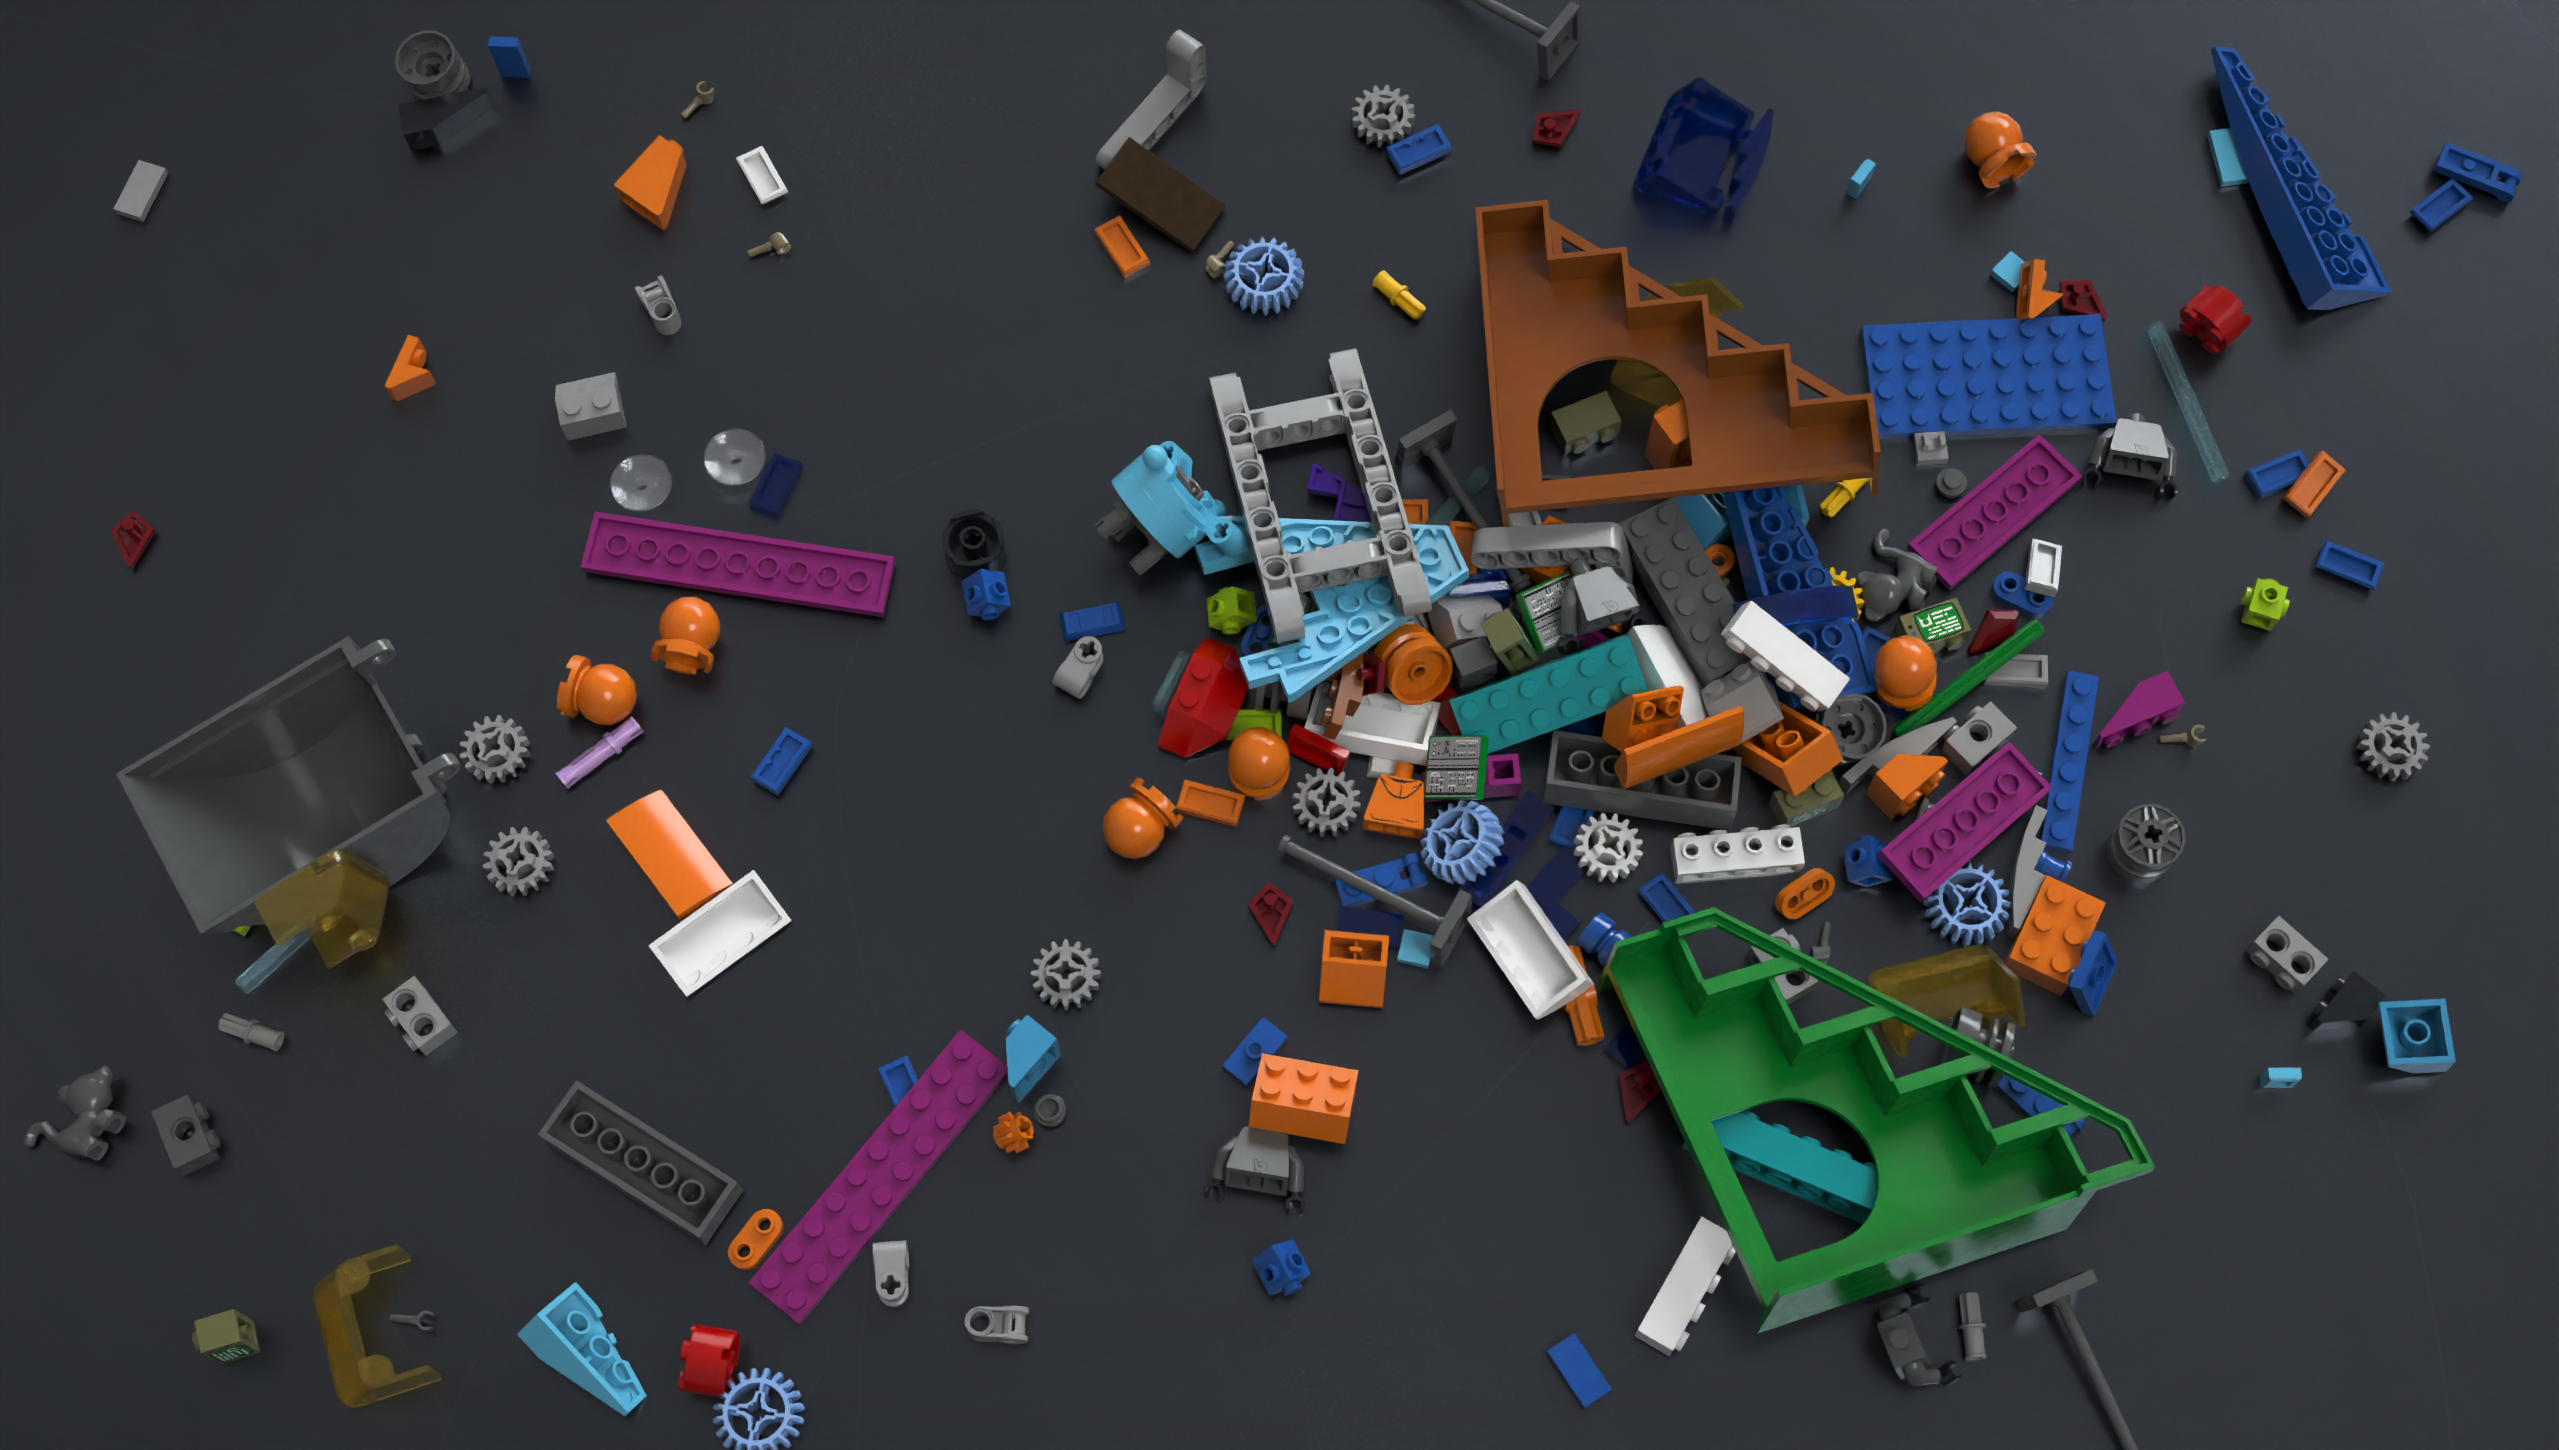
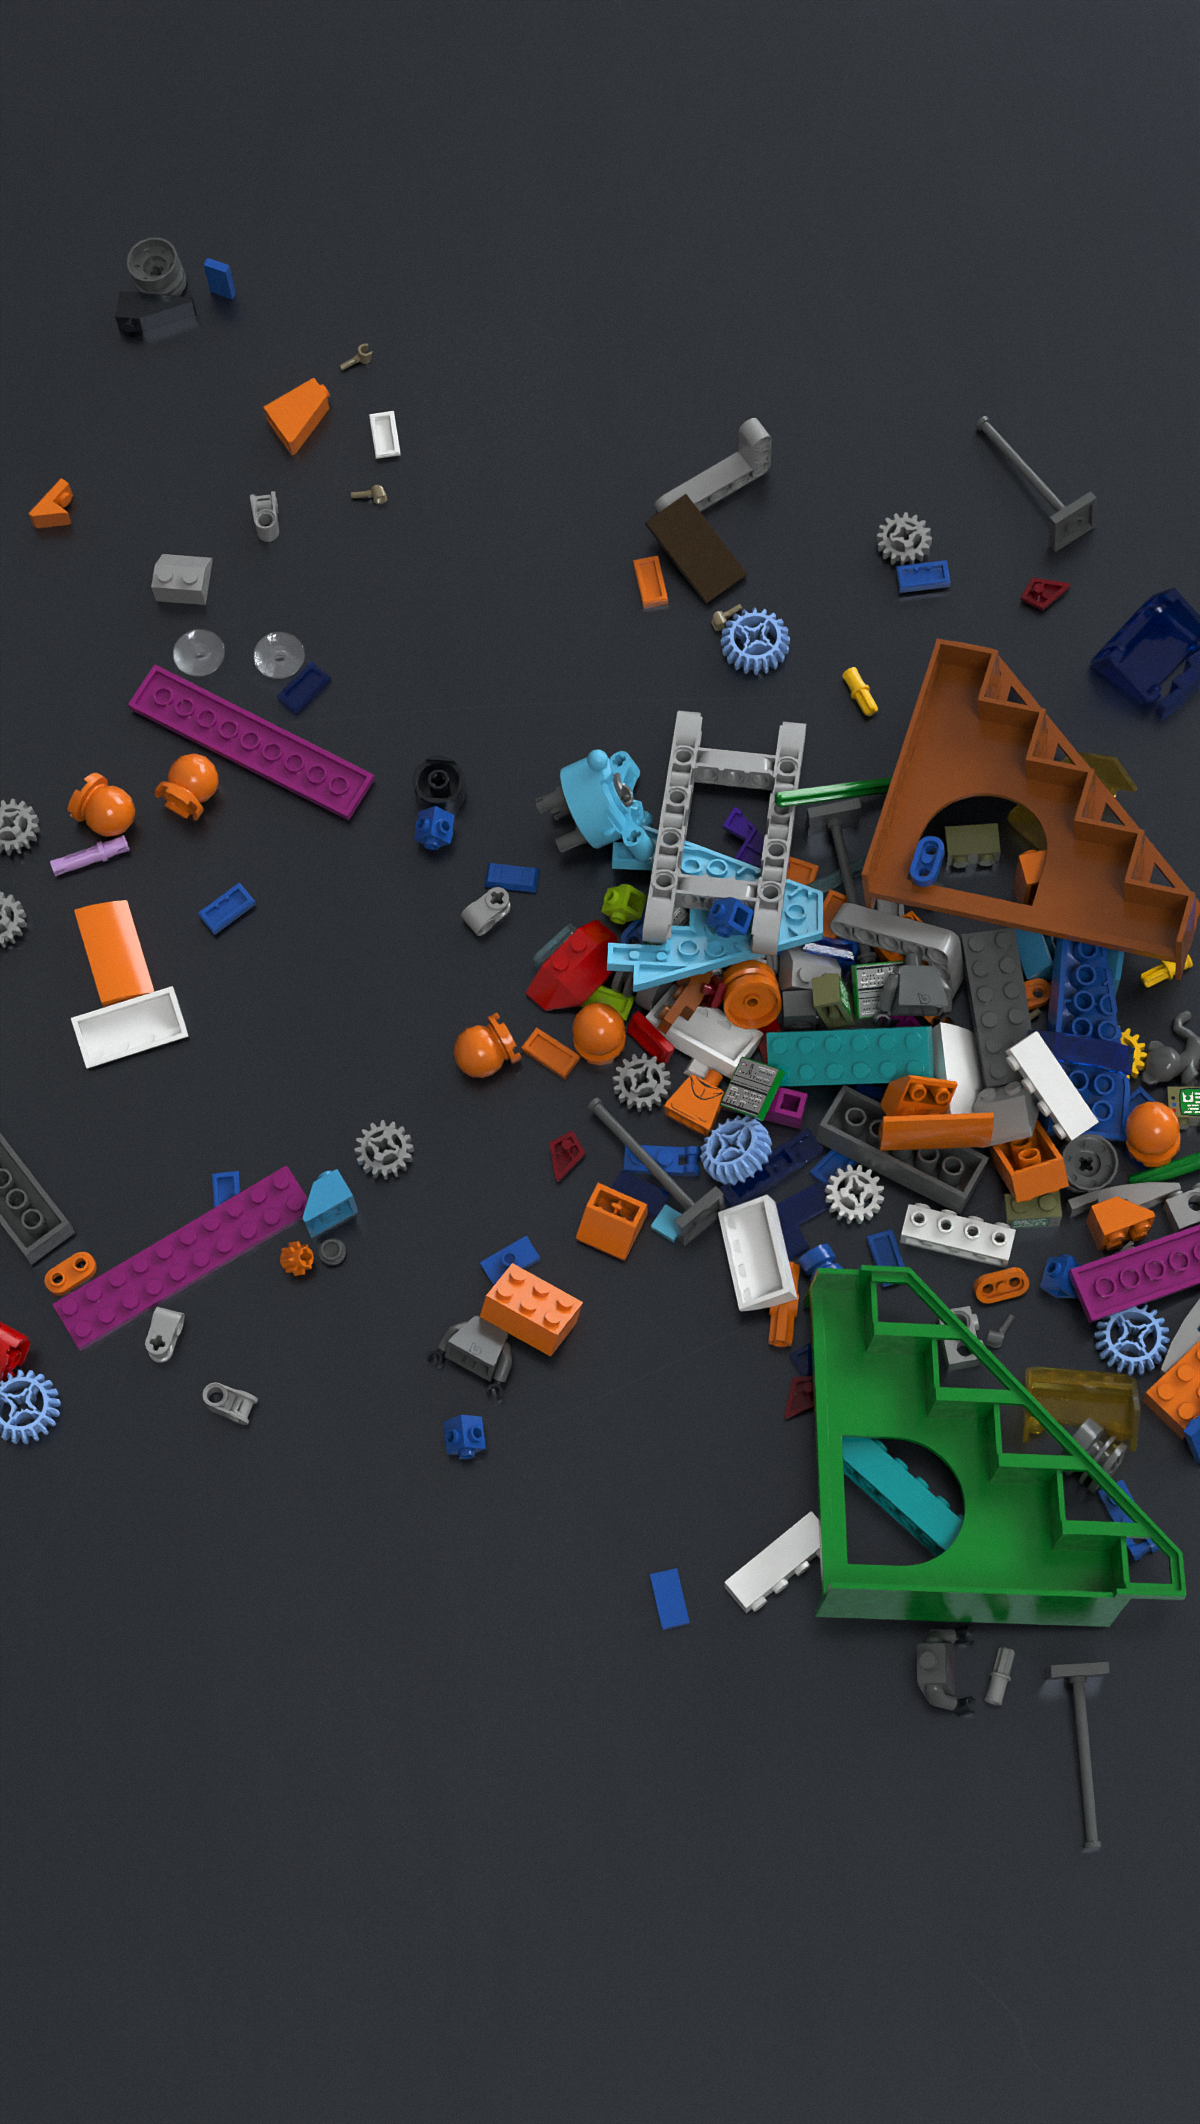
camera: 25 degrees right, 0 degrees up
(1365, 585) = (729, 917): none -> blue brick
(1425, 409) = (832, 792): none -> green axle
(1561, 455) = (926, 863): none -> blue plate

